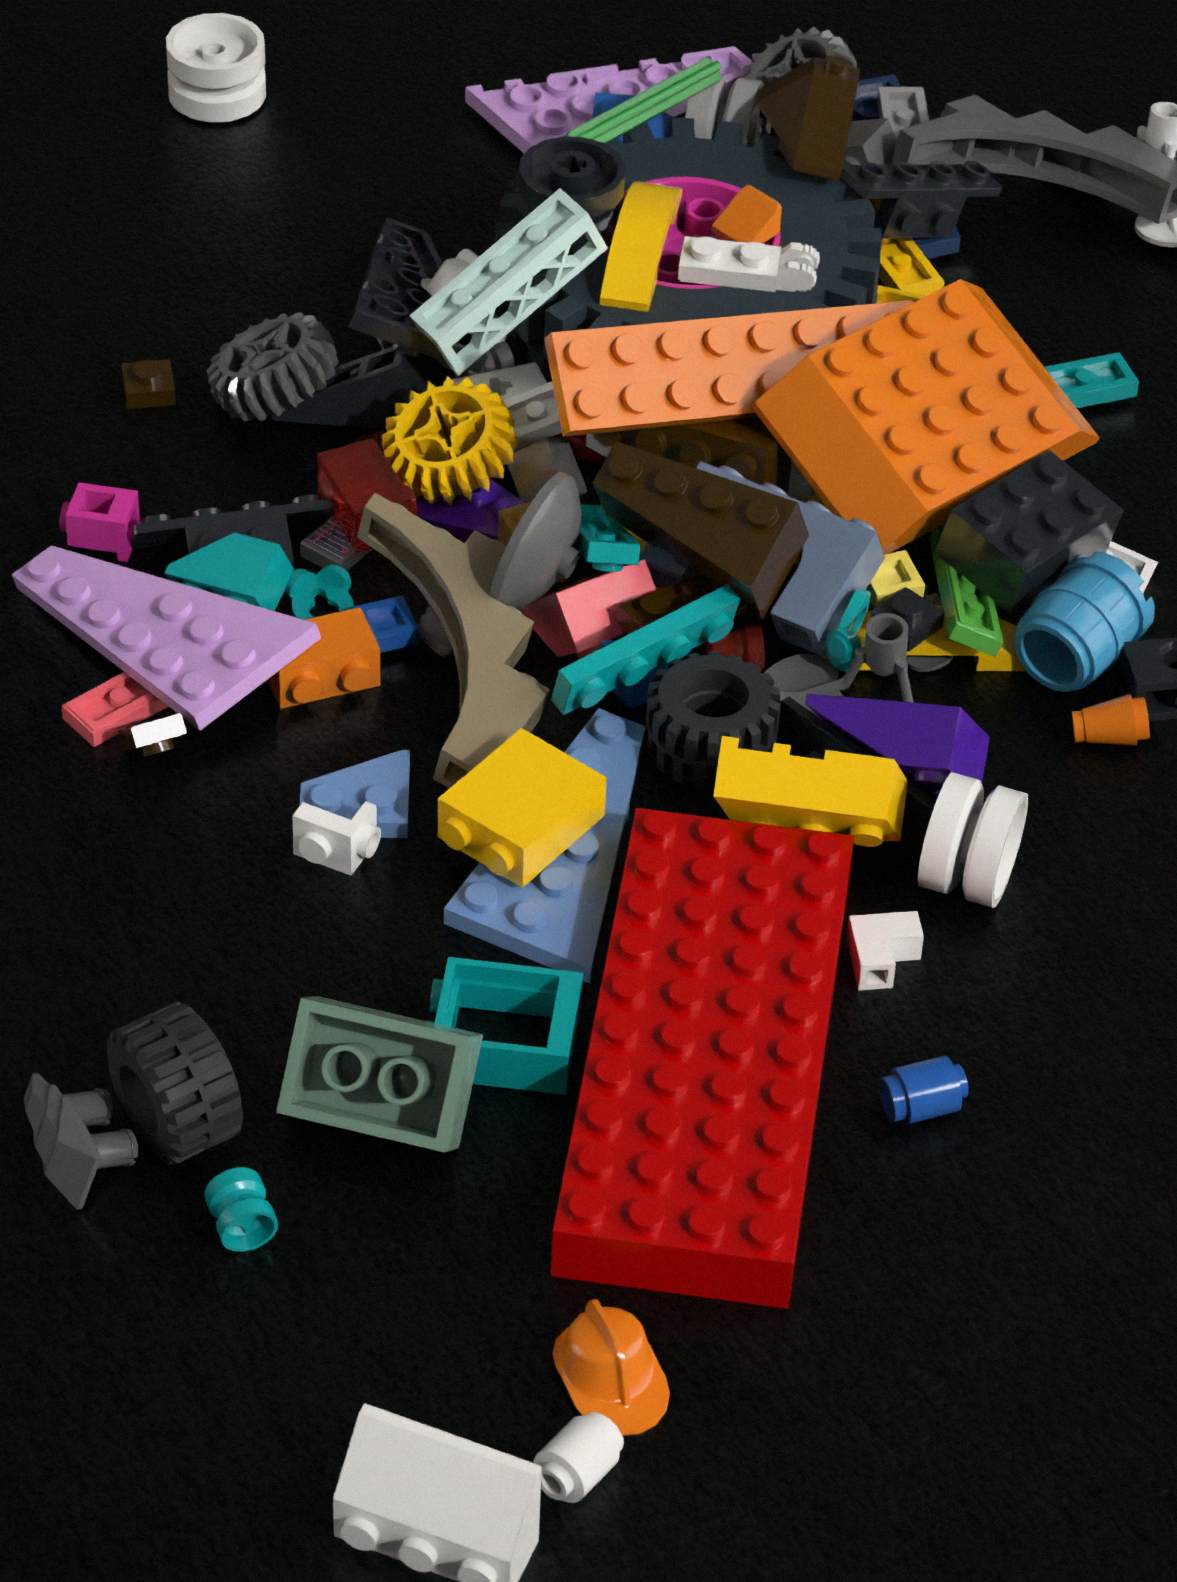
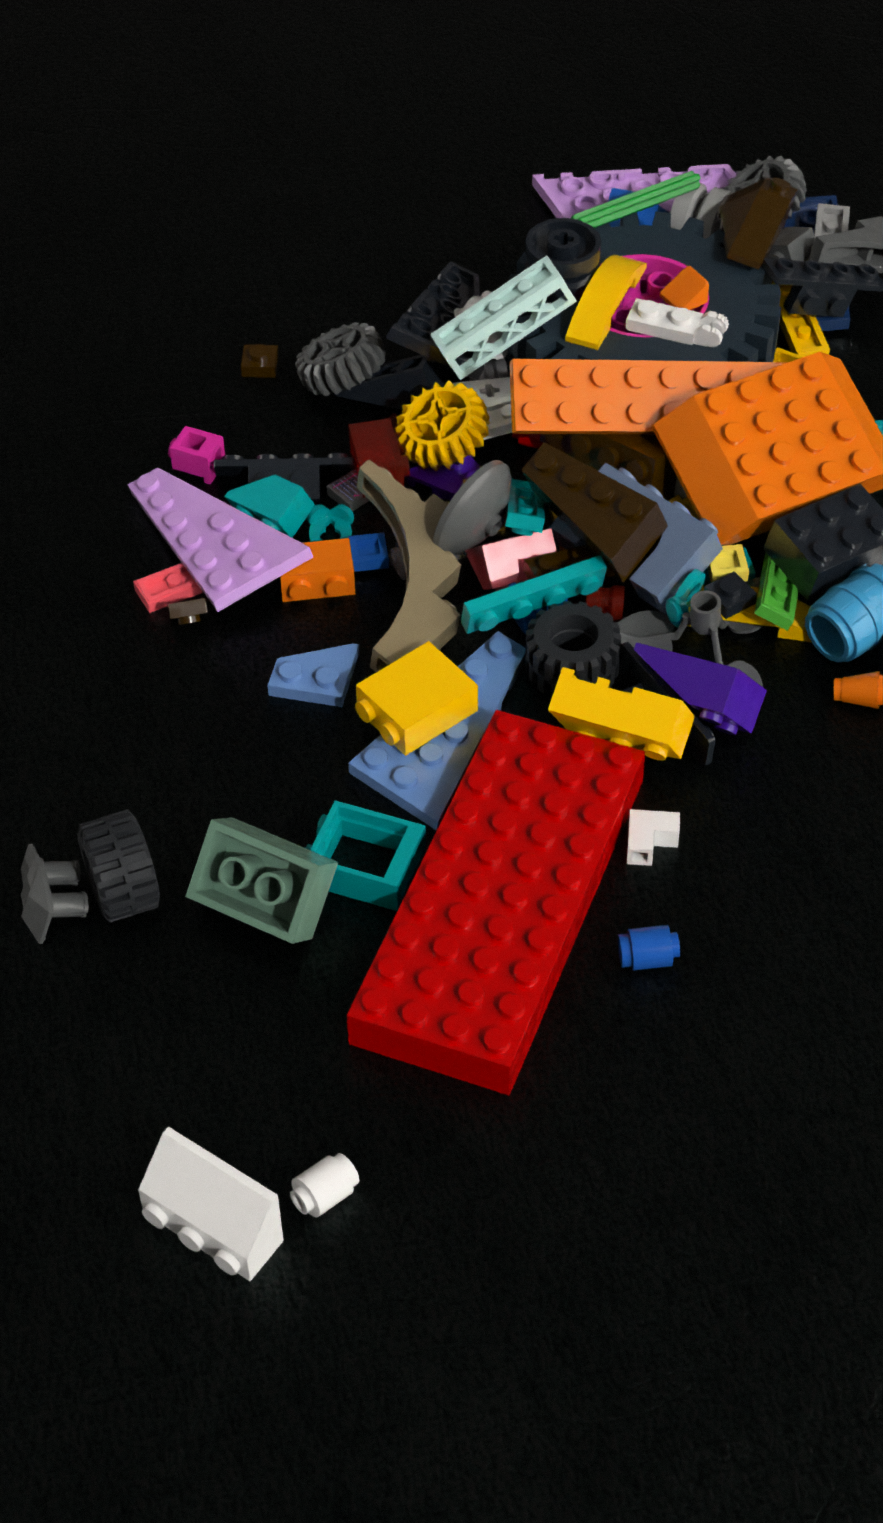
camera: 15 degrees right, 5 degrees up
(216, 67) = (365, 144): white wheel -> none
(241, 1209) = (144, 962): teal wheel -> none
(334, 839) = (287, 703): white bracket -> none
(539, 463) = (511, 449): flat silver panel -> none
(612, 1369) = (369, 1123): orange piece -> none
(972, 839) = (731, 765): white wheel -> none

